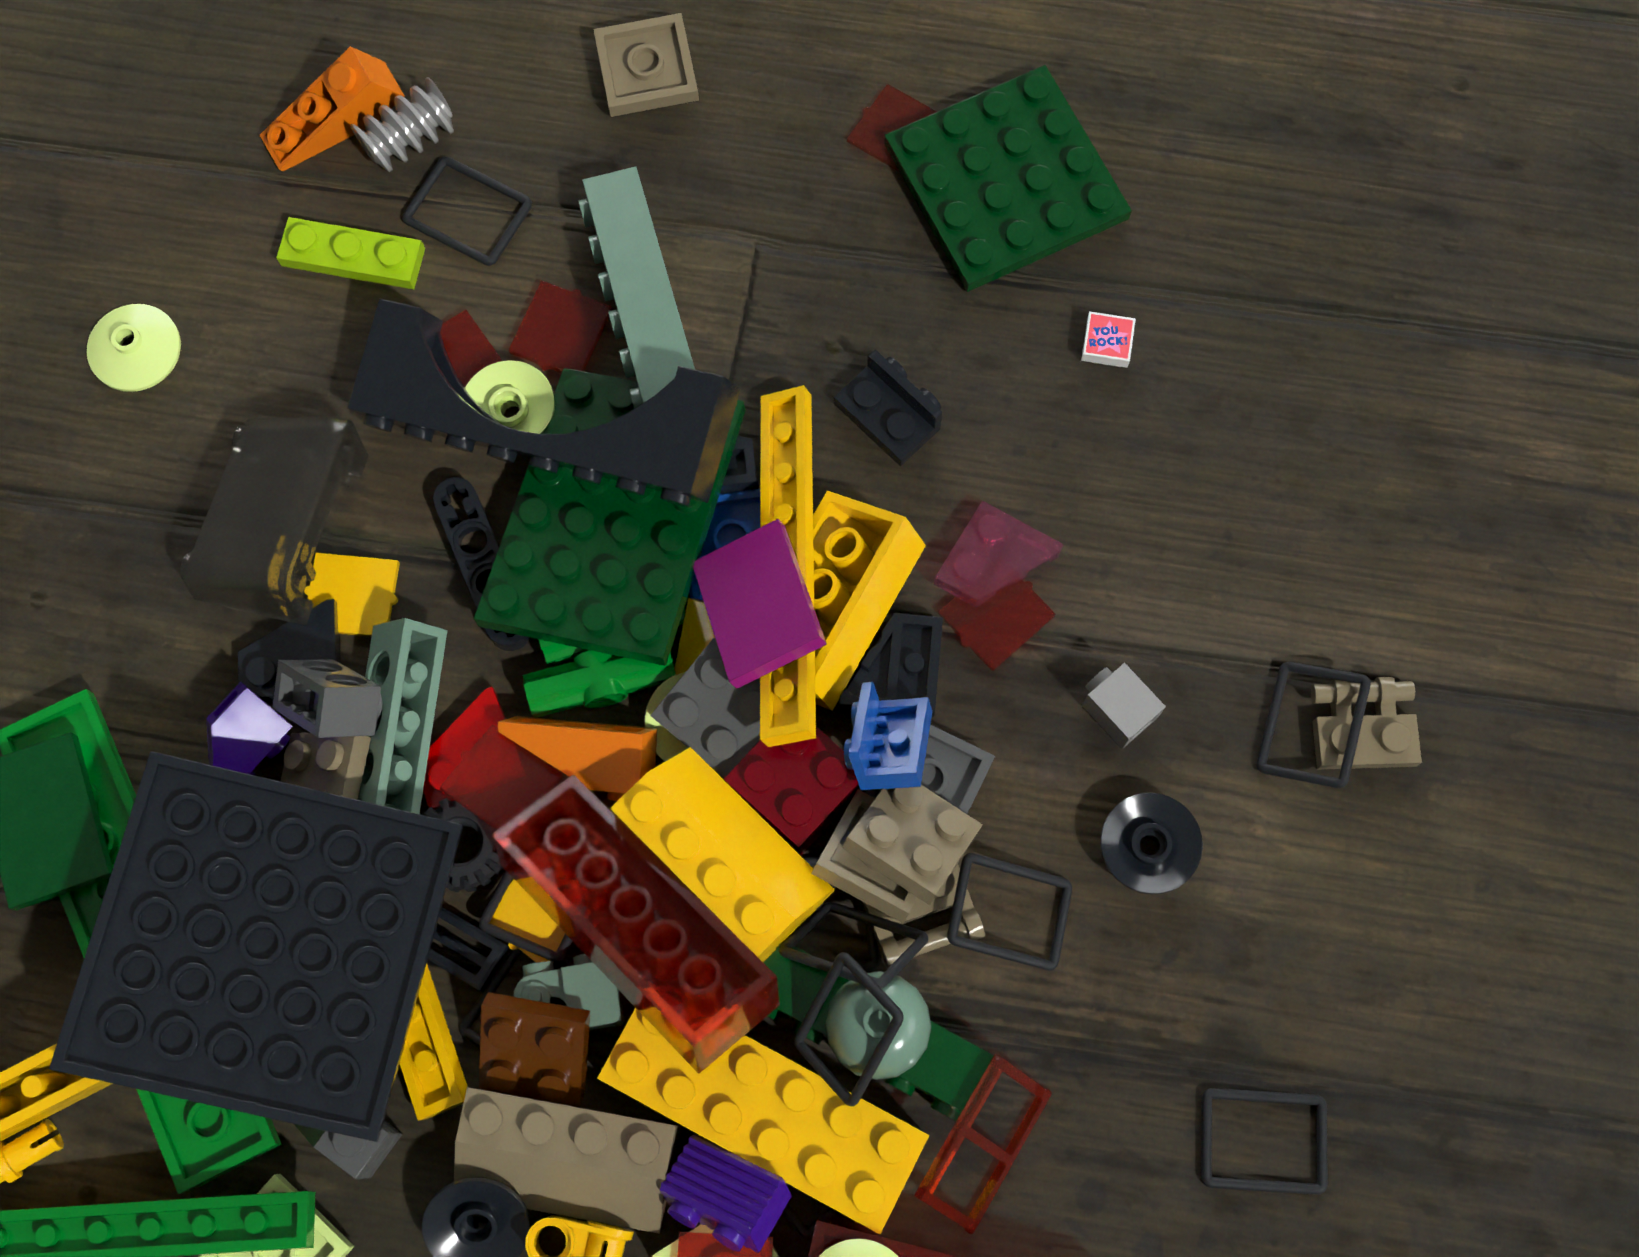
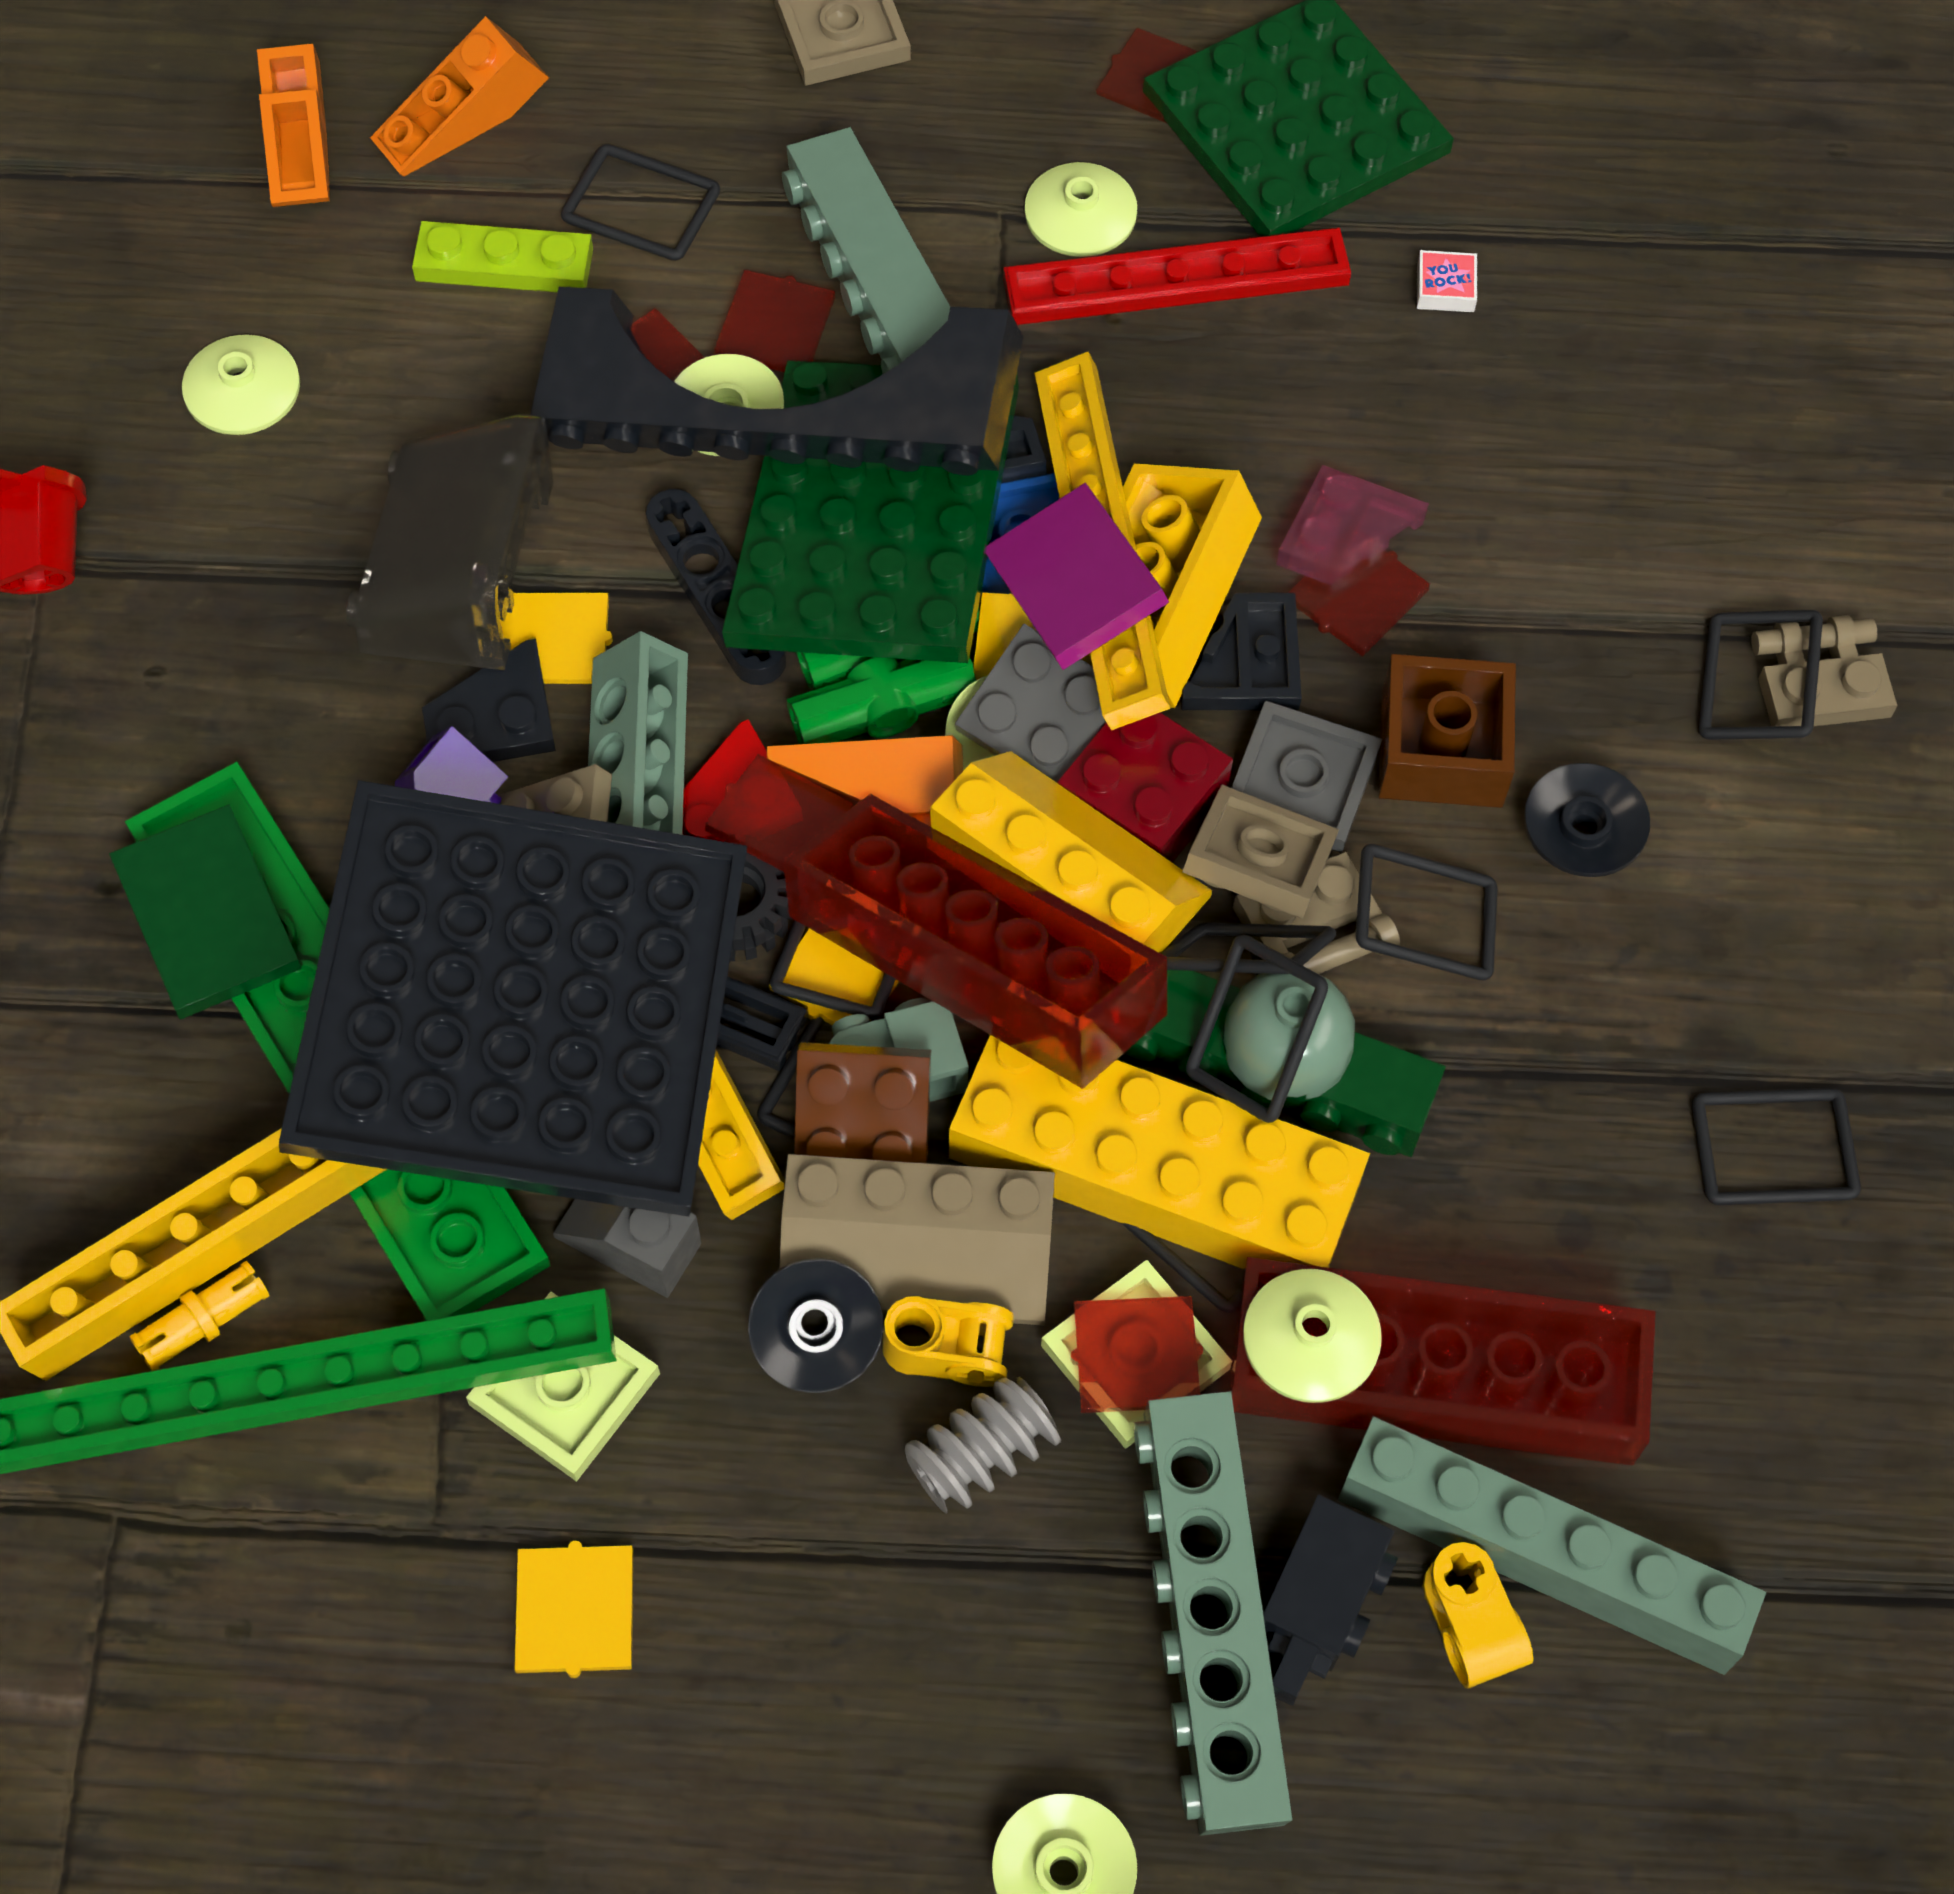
camera: 10 degrees left, 10 degrees down
(197, 123) = (294, 125): none -> orange slope
(327, 698) = (554, 728): dark grey brick -> none
(405, 126) = (554, 107): light grey piece -> none
(725, 1195) = (1127, 1246): dark purple brick -> none
(821, 264) = (1075, 224): none -> yellowish green dish
(888, 740) = (1253, 720): blue bracket -> none
(889, 315) = (1176, 276): none -> red tile
(890, 408) = (1195, 373): black bracket -> none
(912, 838) = (1299, 823): dark tan plate -> none
(962, 1129) = (1410, 1146): clear red window -> none
(1048, 756) = (1447, 730): none -> reddish brown brick
(1121, 704) = (1542, 668): light grey brick -> none

